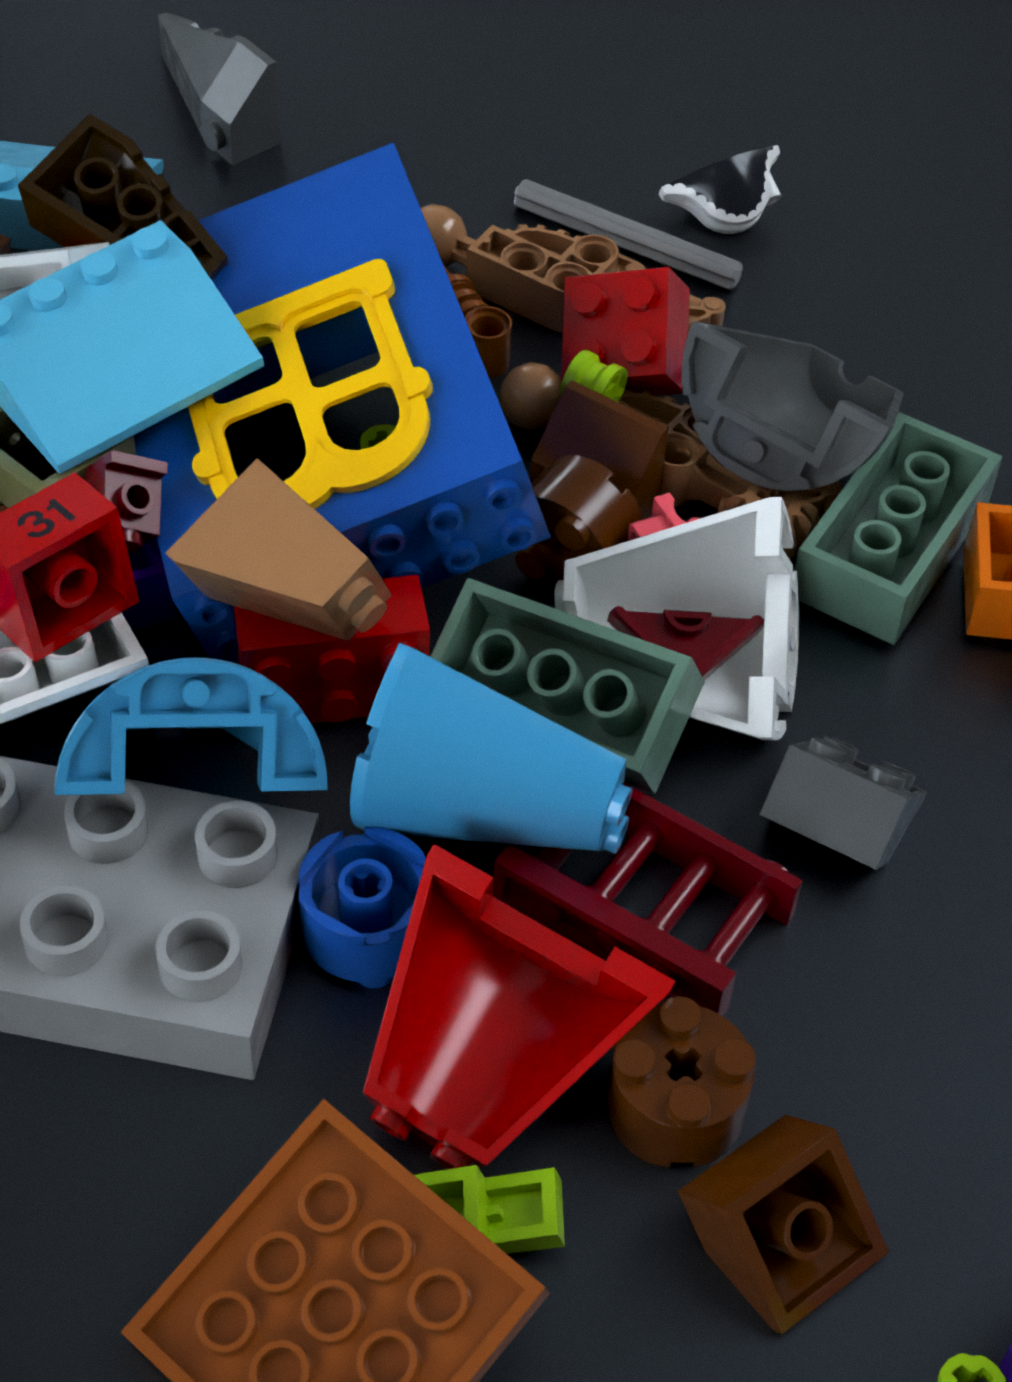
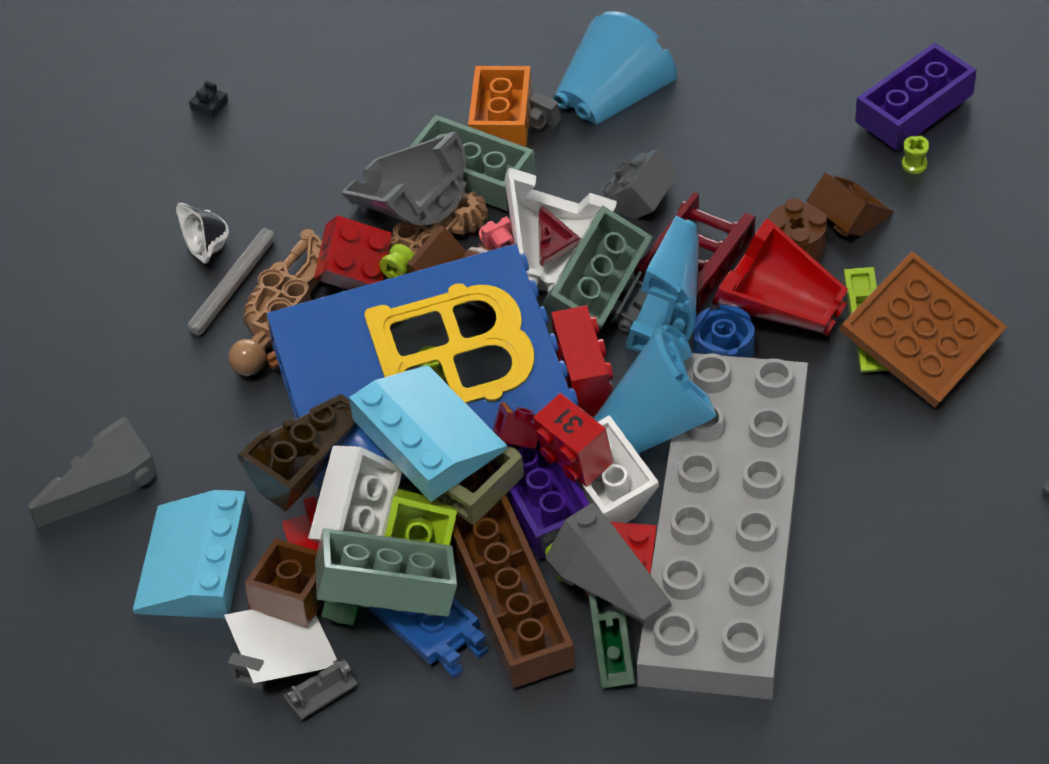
camera: 85 degrees left, 0 degrees up
(280, 559) = (578, 335): medium nougat slope -> none

